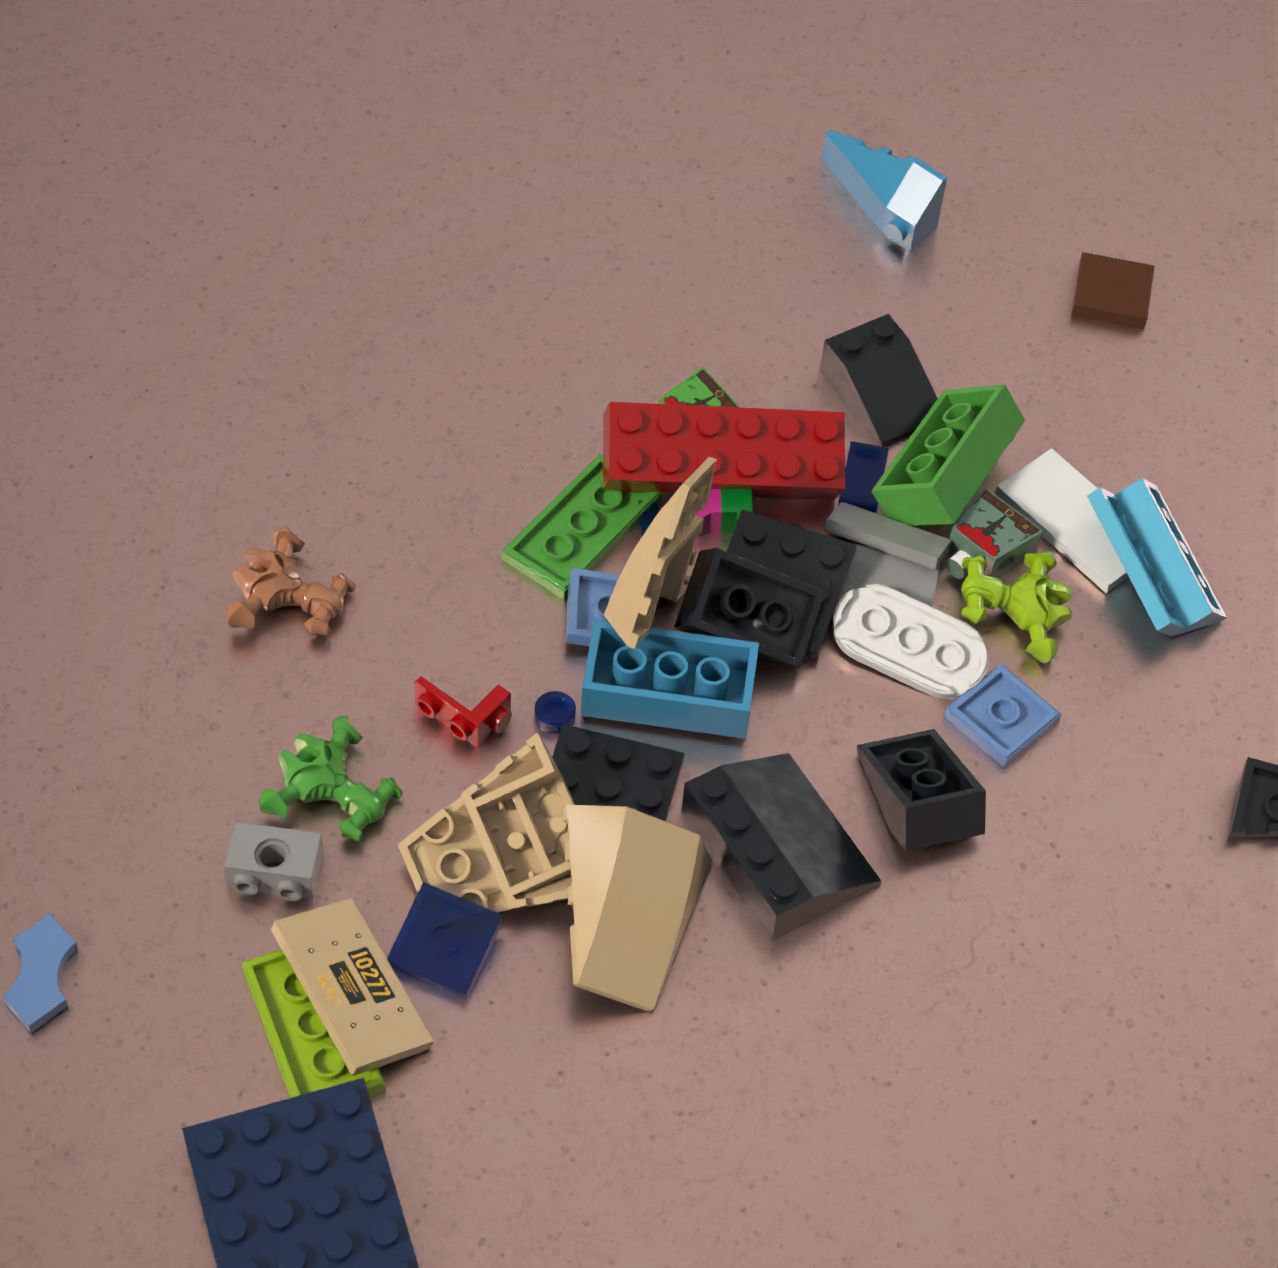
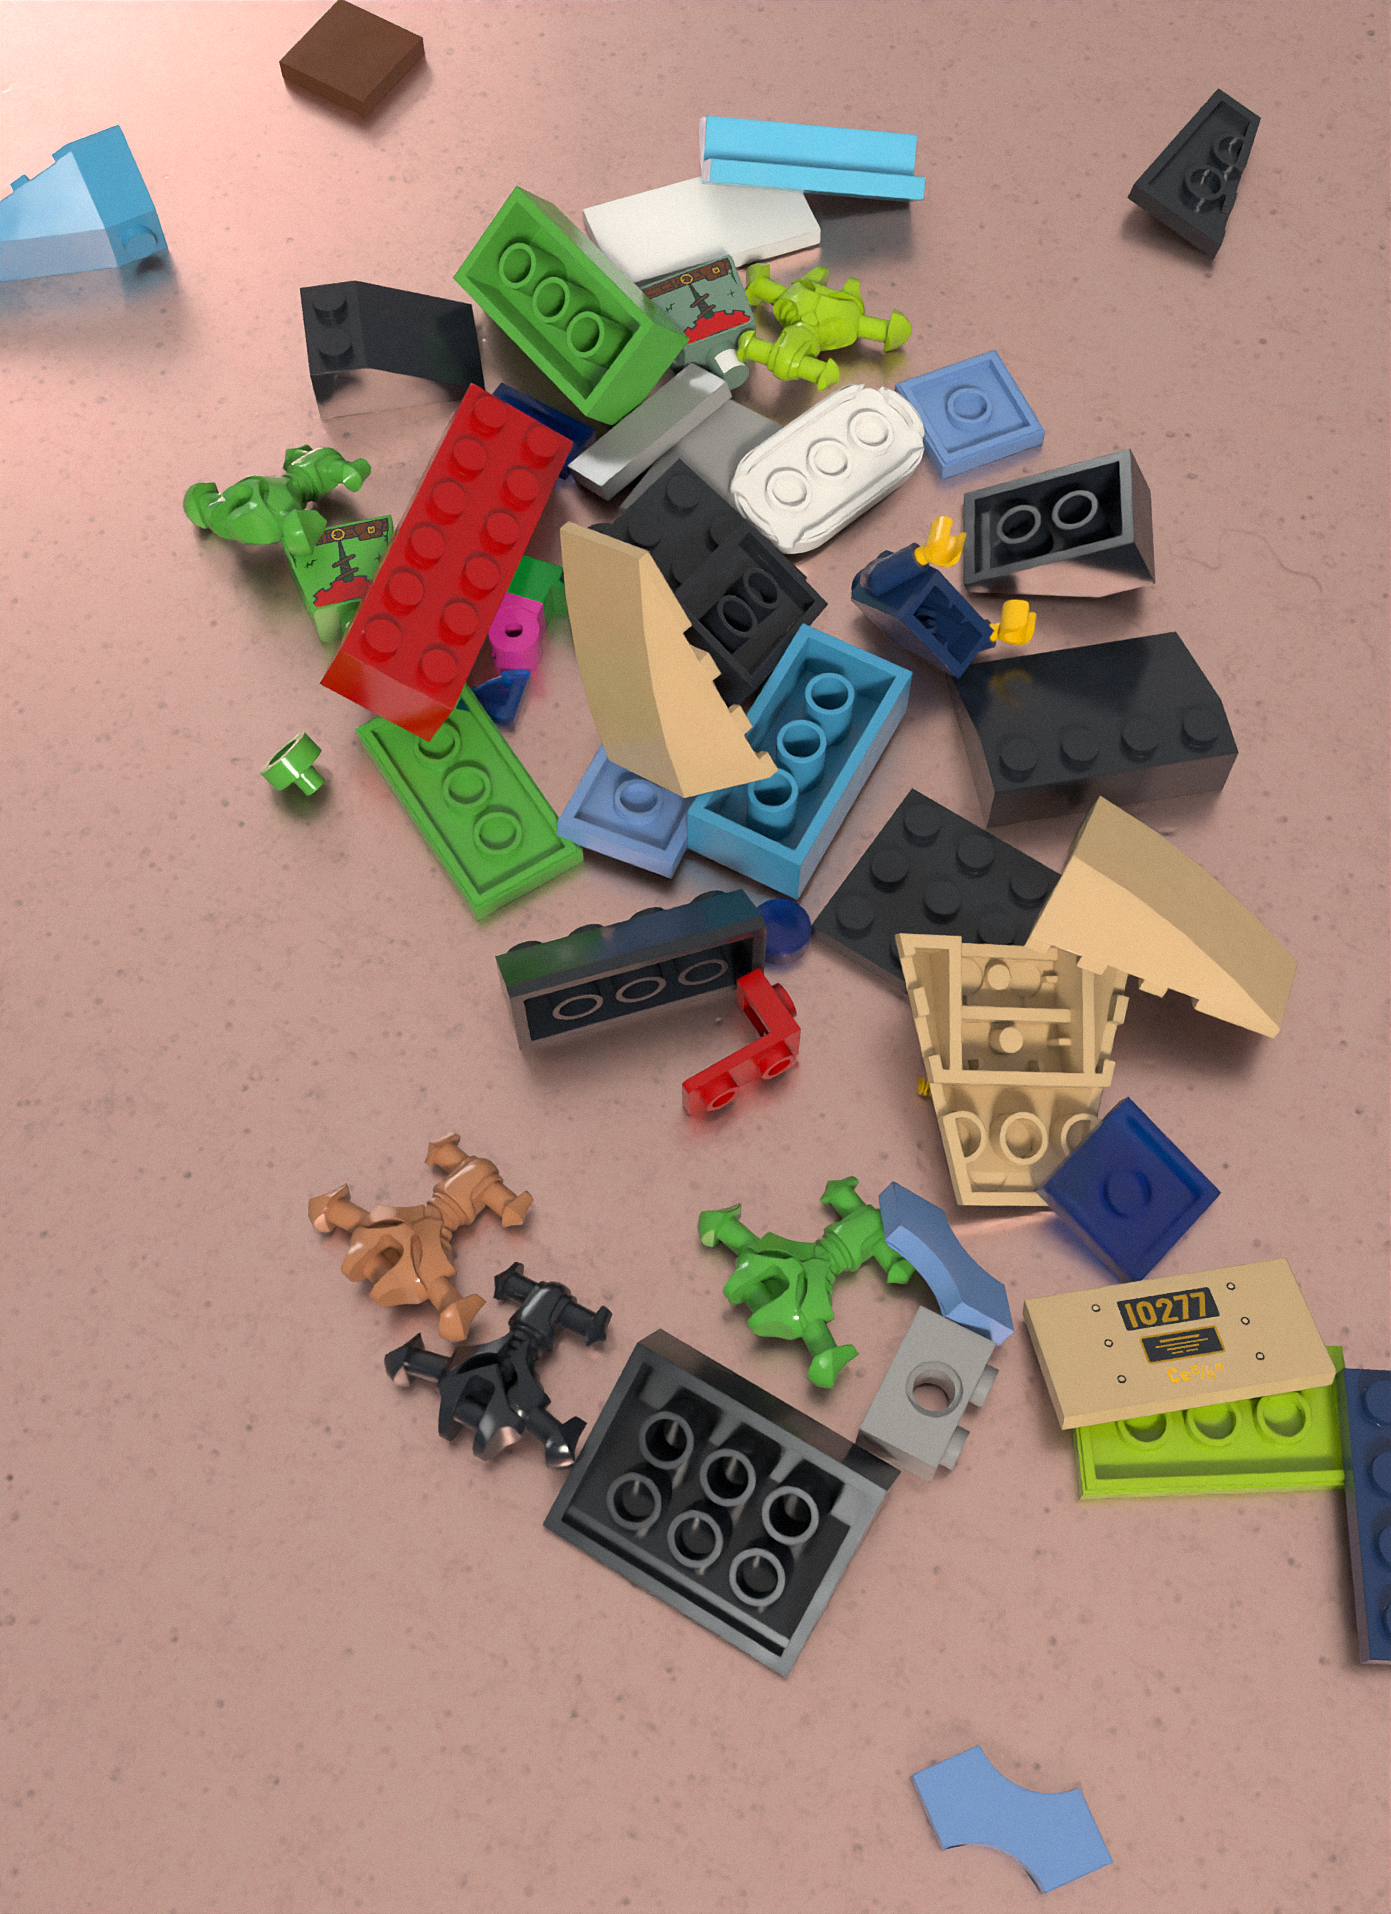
camera: 65 degrees left, 10 degrees up
(181, 776) = (720, 1499): none -> black slope
(206, 646) = (496, 1382): none -> black piece
(346, 860) = (960, 1285): none -> medium blue tile
(489, 631) = (631, 966): none -> black slope
(559, 432) = (294, 764): none -> bright green tile
(722, 354) = (273, 507): none -> bright green piece
(808, 716) = (926, 612): none -> dark blue torso

